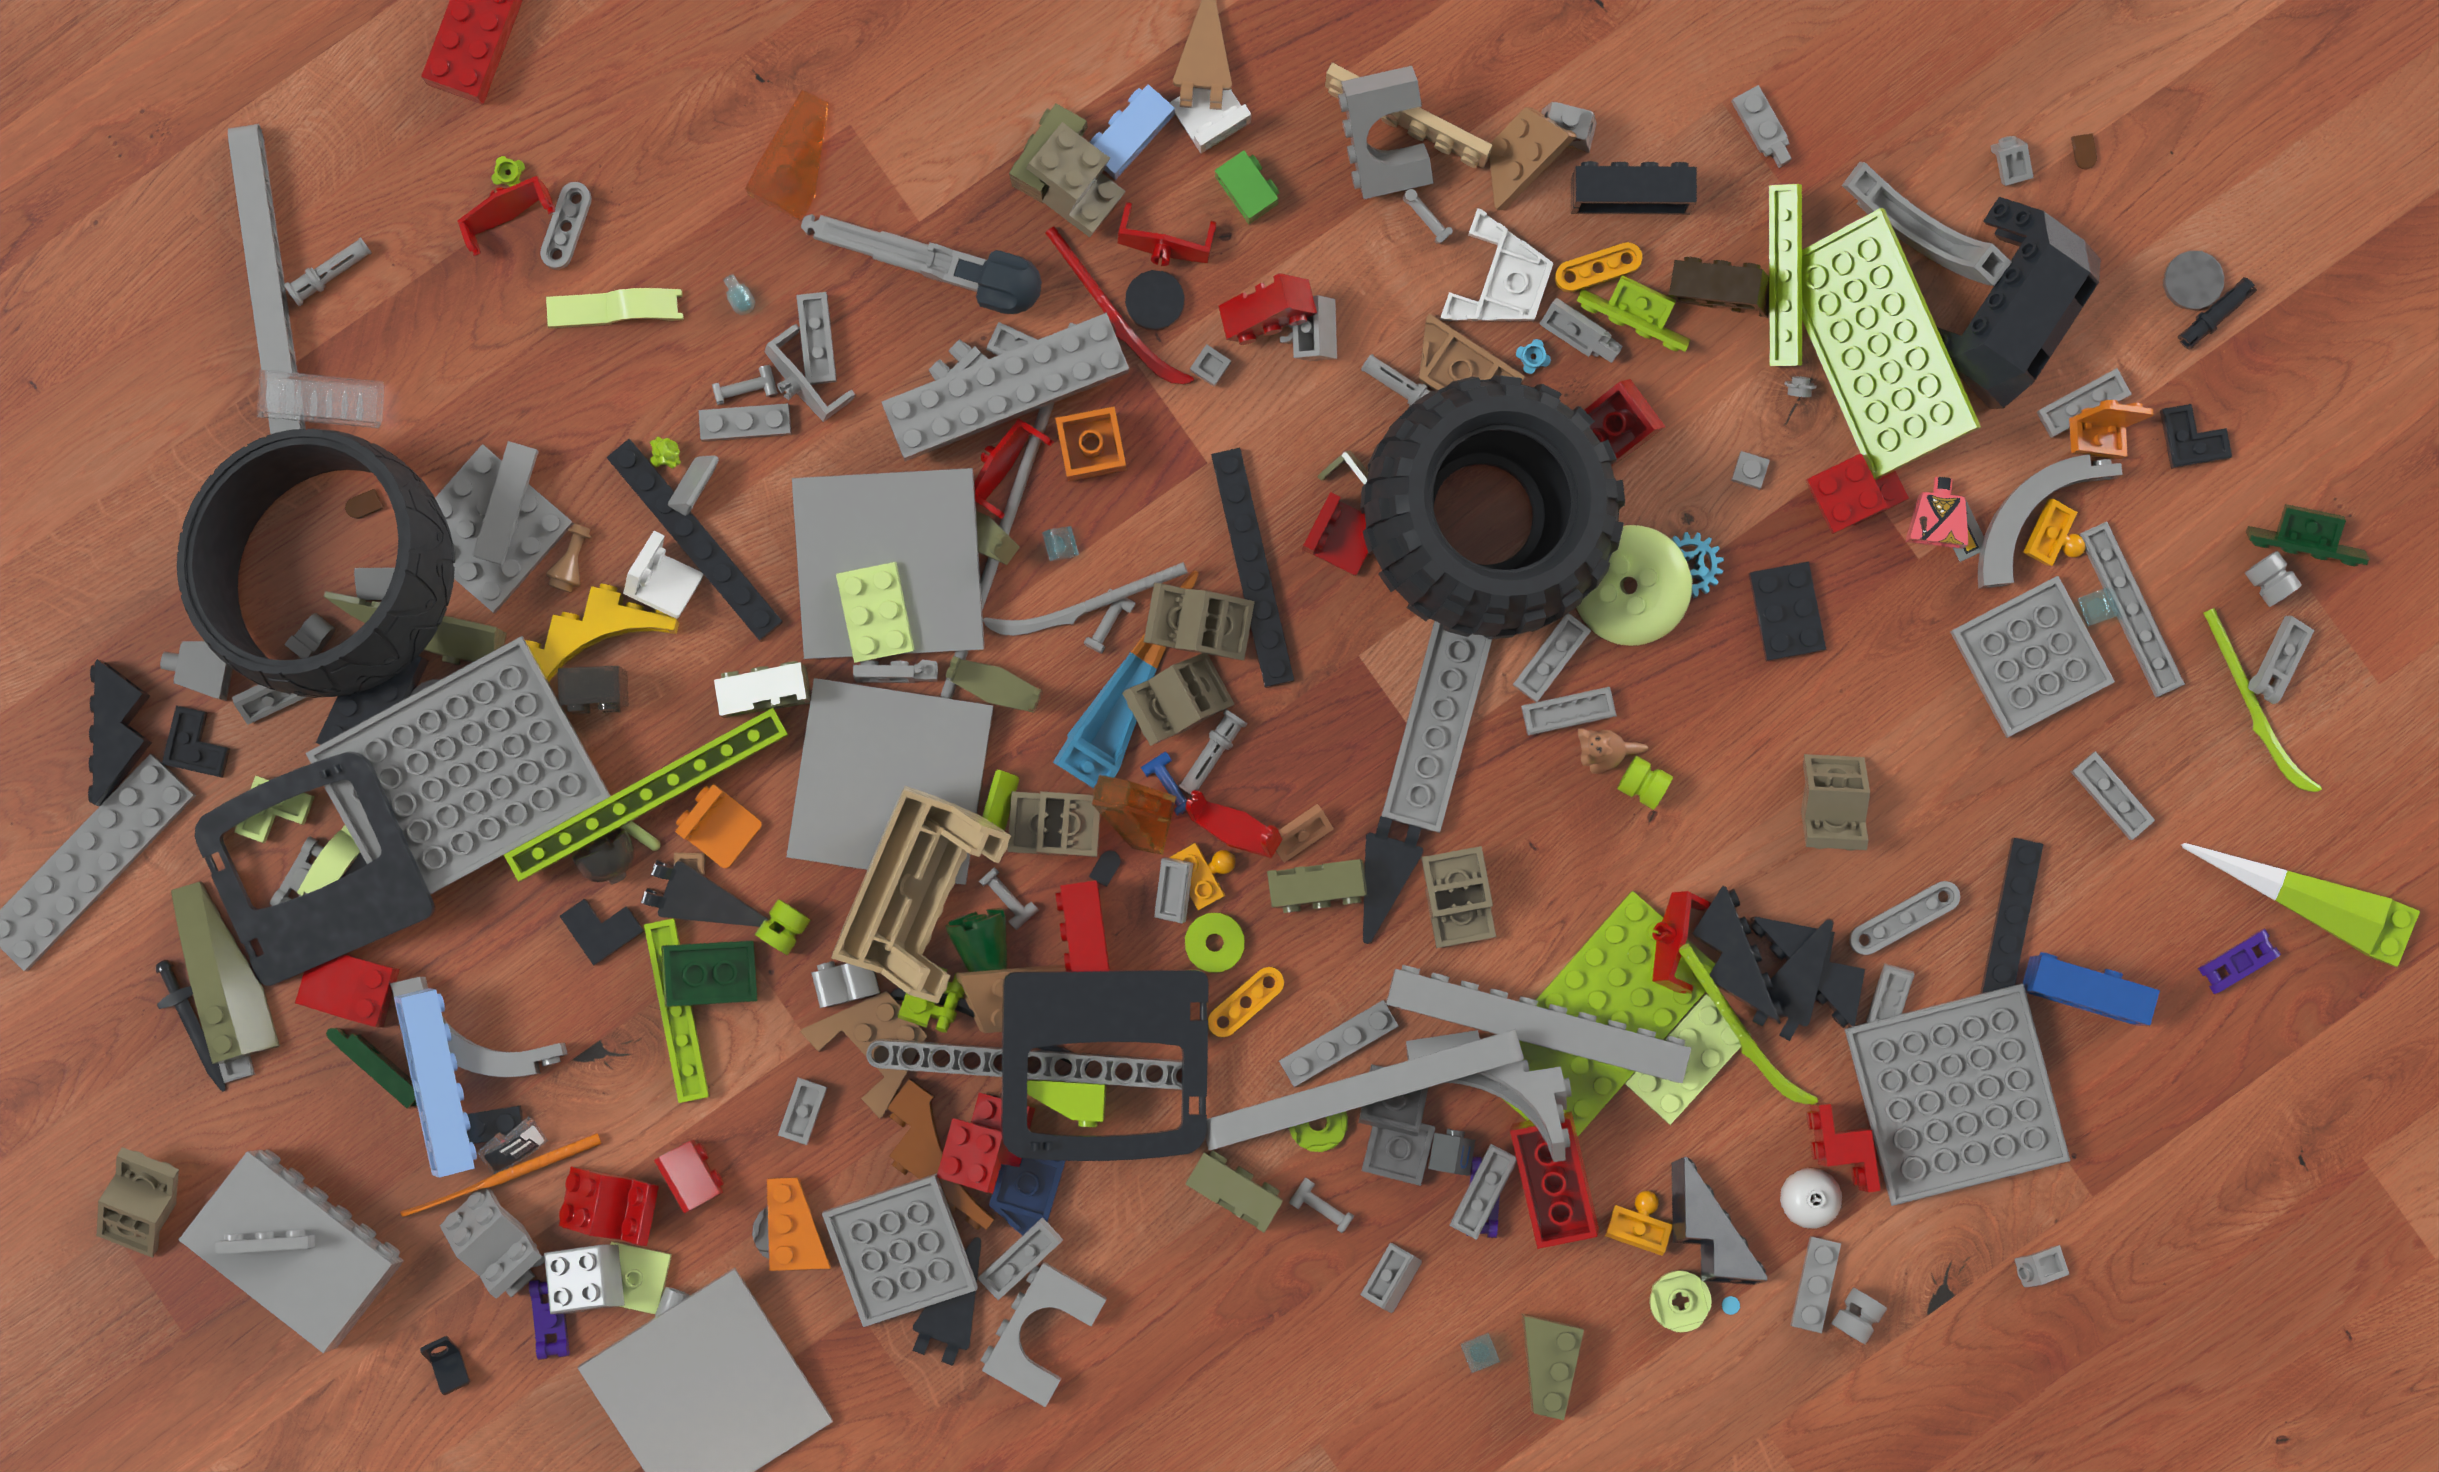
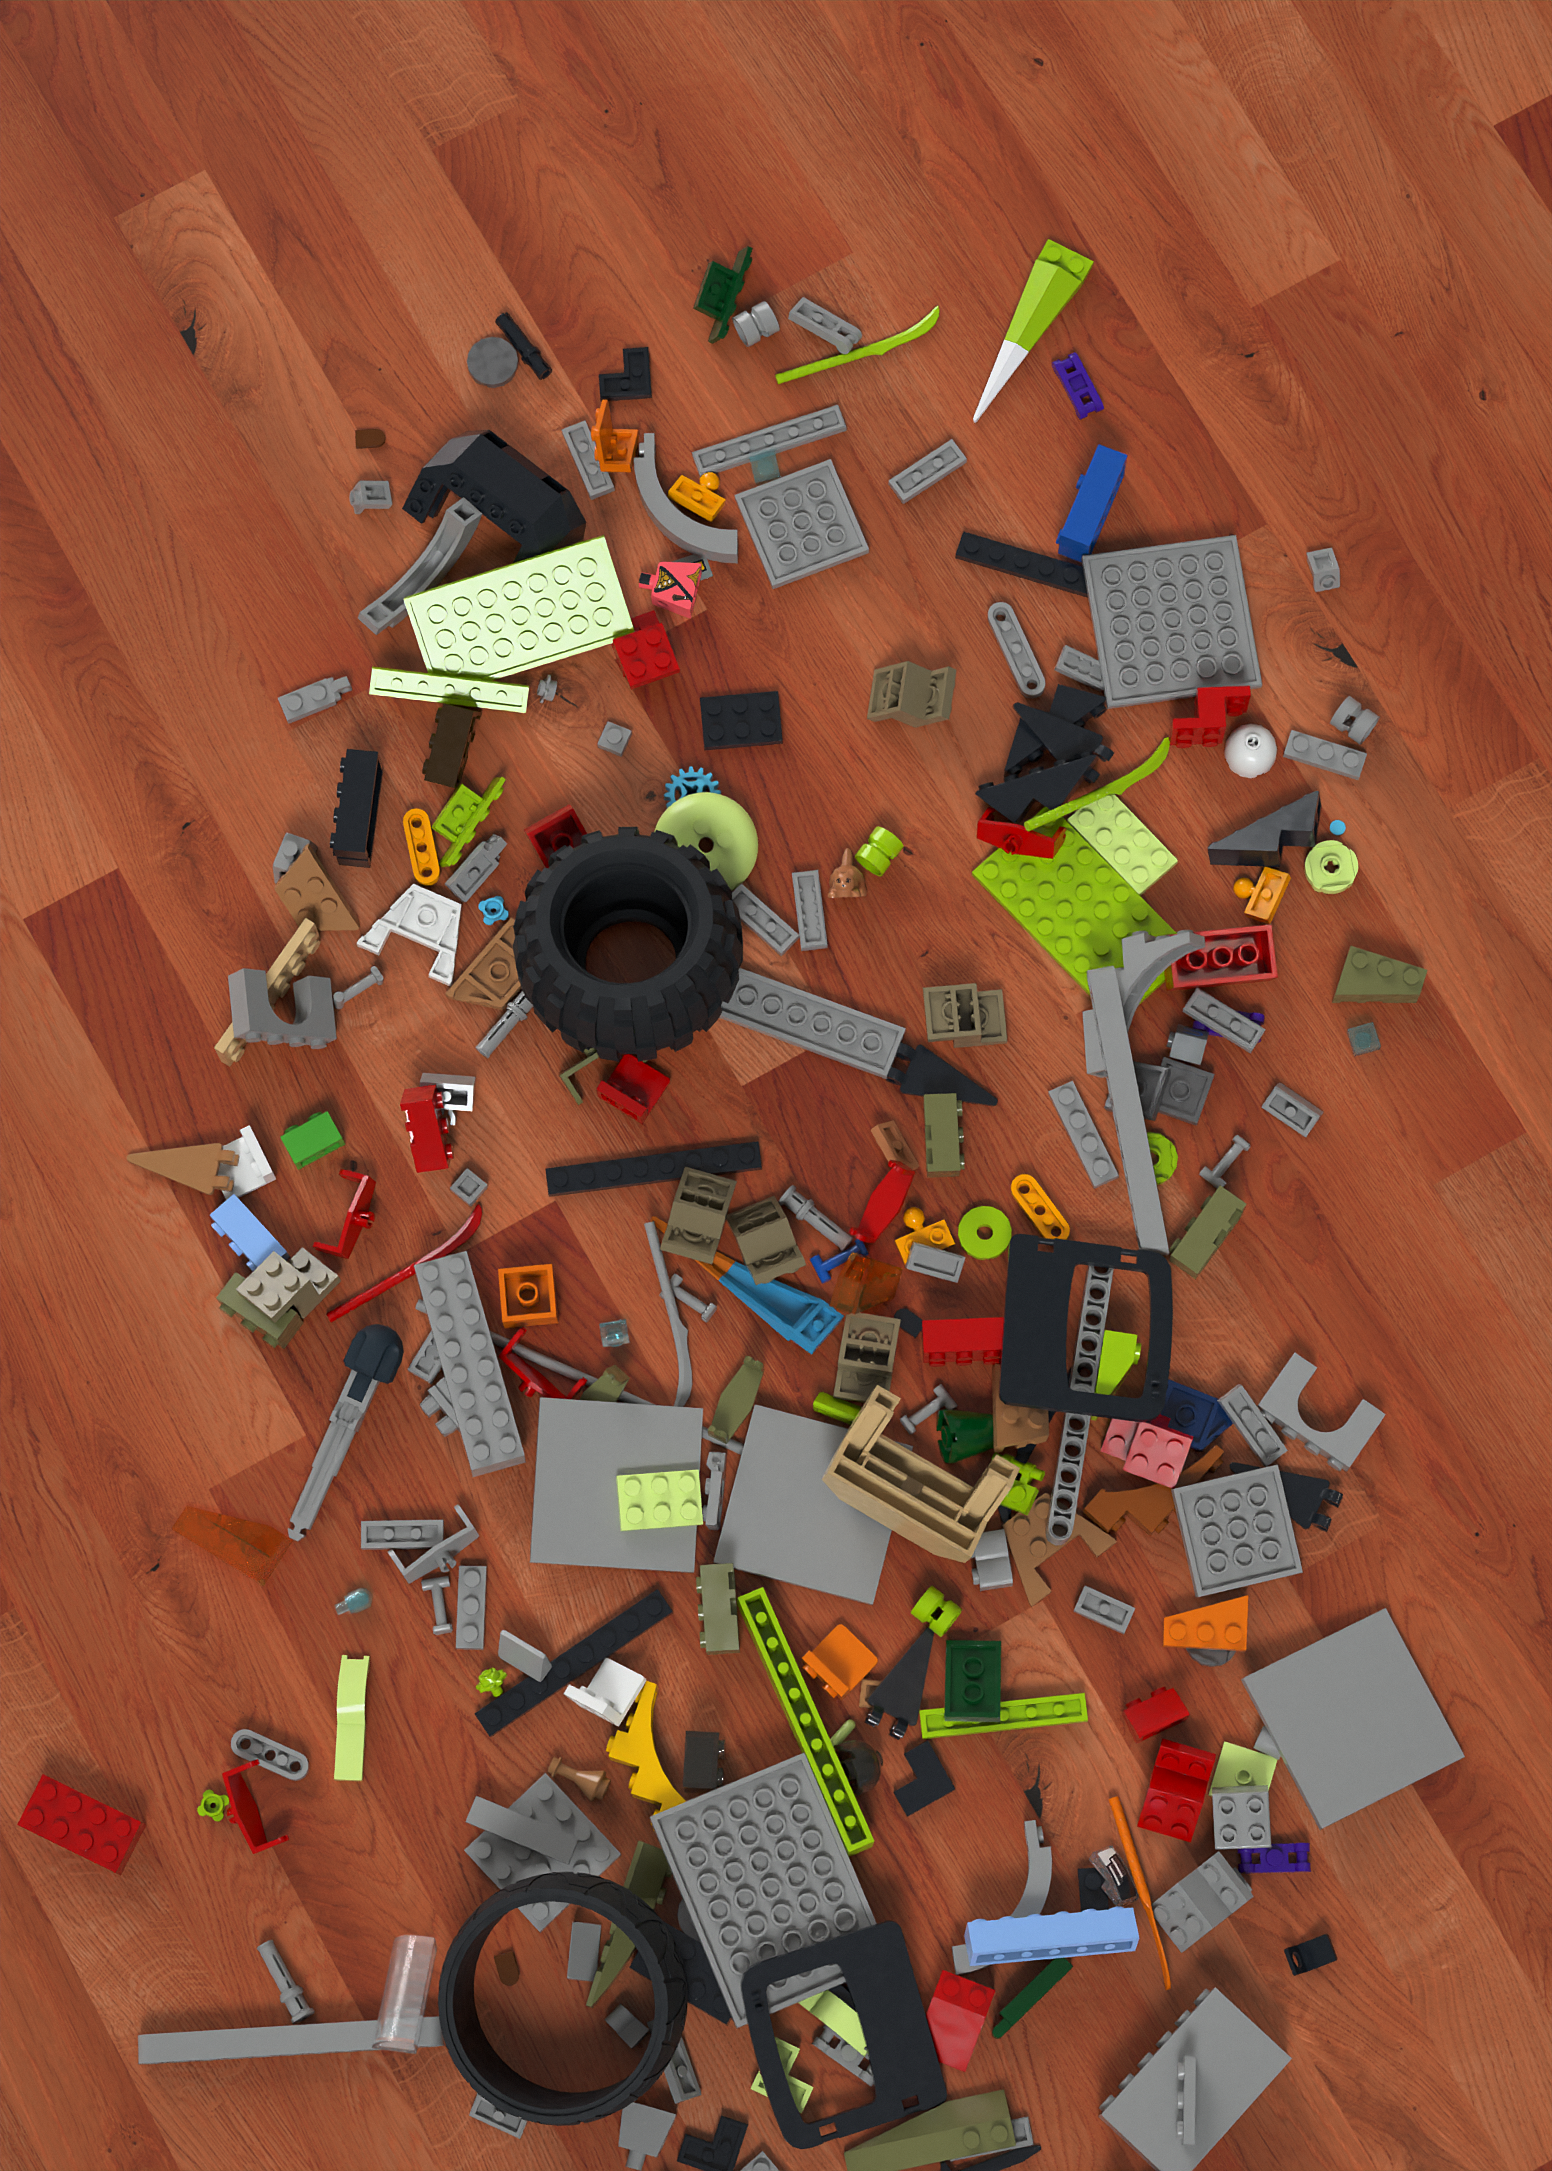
camera: 80 degrees left, 10 degrees down
(1154, 300) = (403, 1231): black tile -> none
(1537, 1025) = (1085, 953): light grey brick -> none

